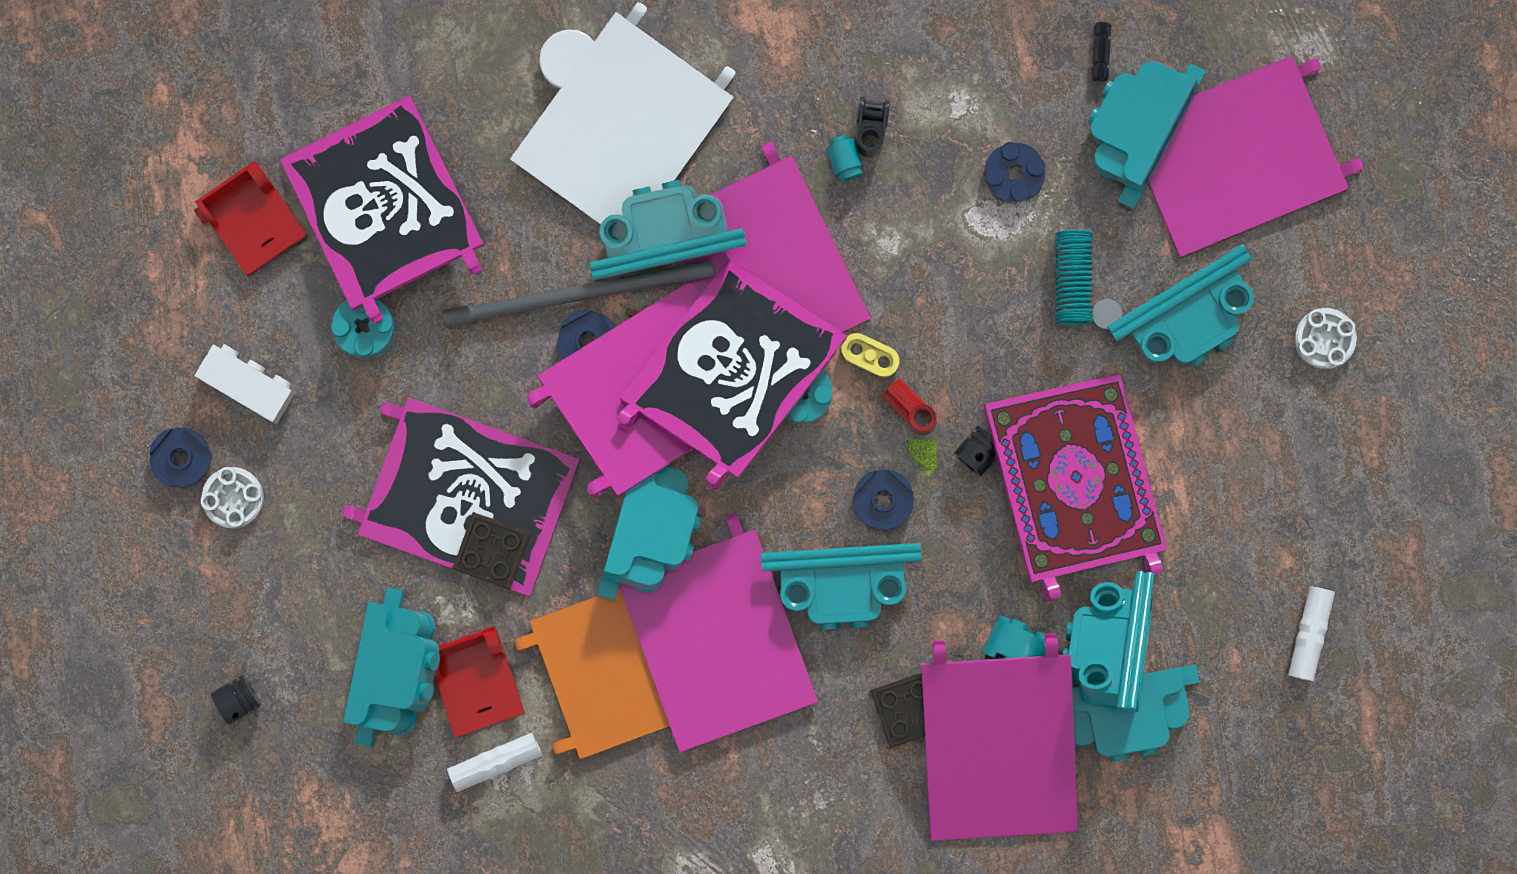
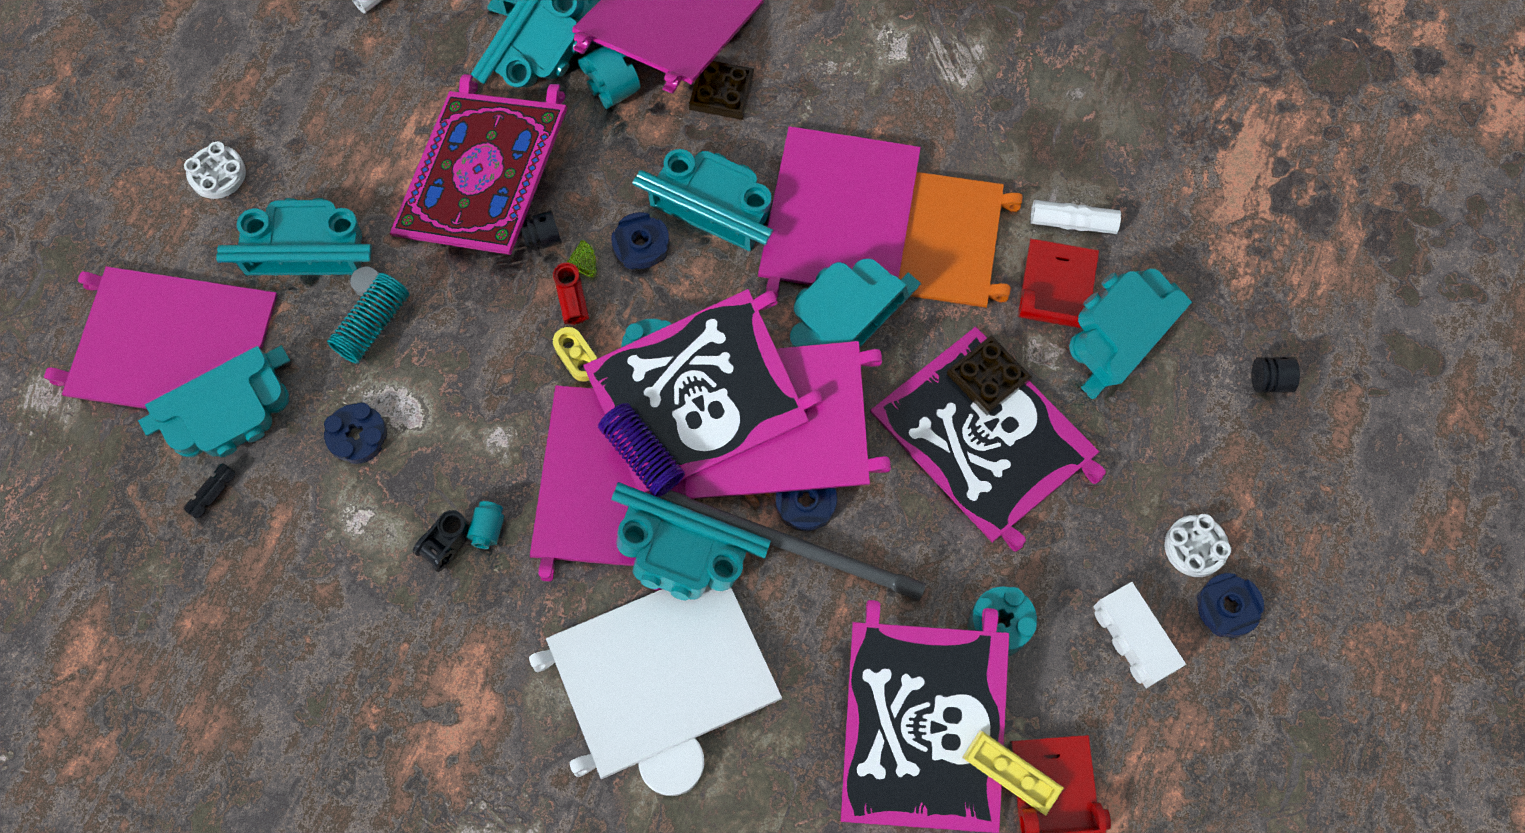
camera: 155 degrees left, 15 degrees down
(292, 206) = (1012, 772): none -> light yellow tile
(710, 274) = (669, 477): none -> dark purple piece

